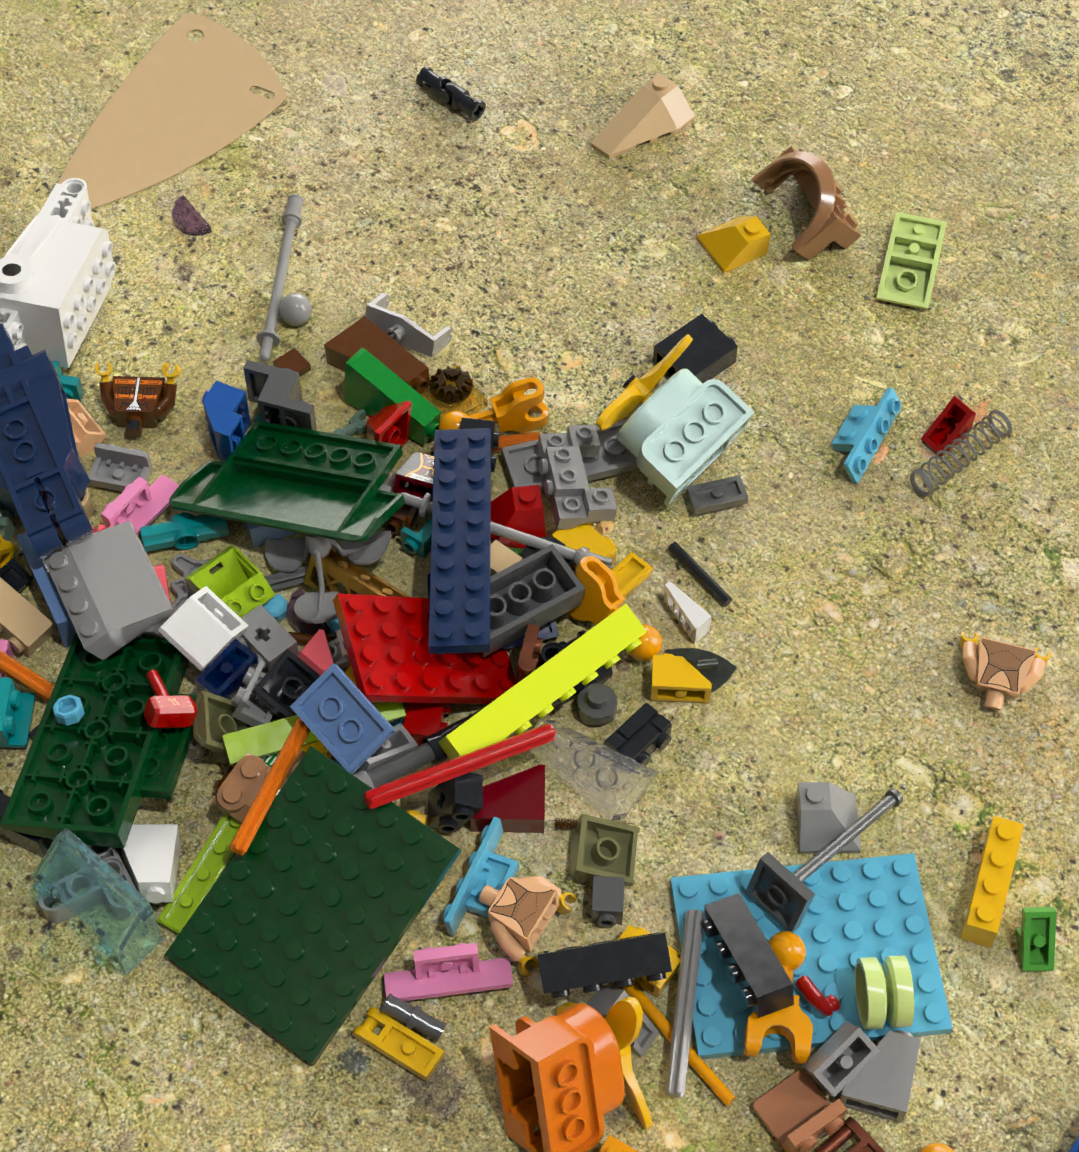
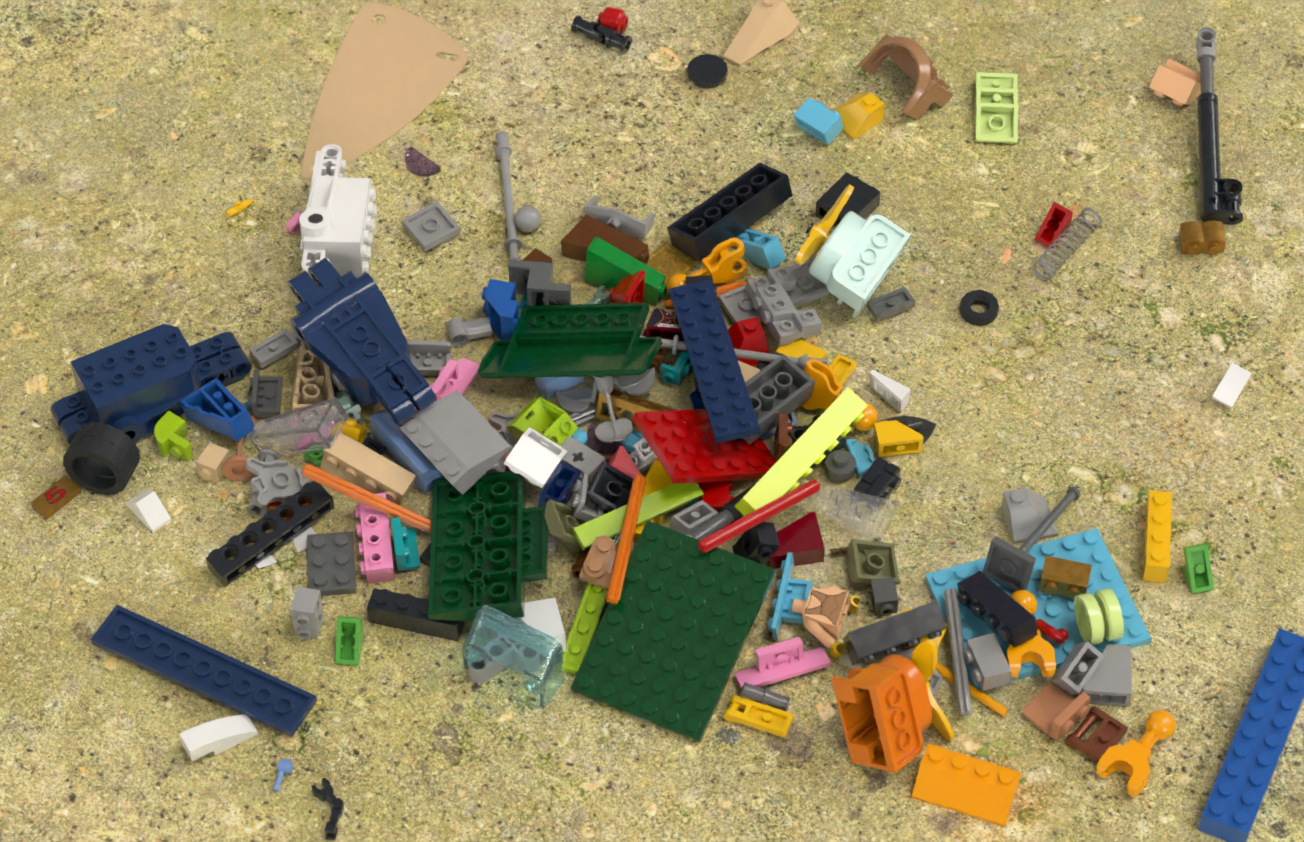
camera: 10 degrees left, 5 degrees down
(68, 710) = (452, 530): medium azure tile -> none
(138, 400) = (425, 306): reddish brown torso -> none
(167, 710) = (527, 517): red piece -> none
(172, 440) = (462, 331): none -> light grey piece
(176, 299) = (431, 226): none -> light grey plate
(183, 531) = (494, 394): teal piece -> none
(342, 718) = (664, 497): medium blue plate -> none
(450, 393) = (666, 262): dark brown gear -> none
(470, 77) = (613, 18): none -> red head
(544, 340) = (730, 211): none -> black brick
(566, 158) = (707, 70): none -> black tile
(567, 391) = (762, 248): none -> medium azure slope
(629, 694) = (863, 456): none -> medium azure tile
(685, 242) = (819, 120): none -> medium azure brick
(700, 574) = (892, 363): black bar -> none
(720, 1026) = (987, 662): none -> light grey brick
(825, 533) = (976, 318): none -> black tyre
(853, 922) = (1064, 577): none -> pearl gold brick
(864, 432) = (991, 239): medium azure bracket -> none
(1001, 668) = (1131, 390): torso -> none

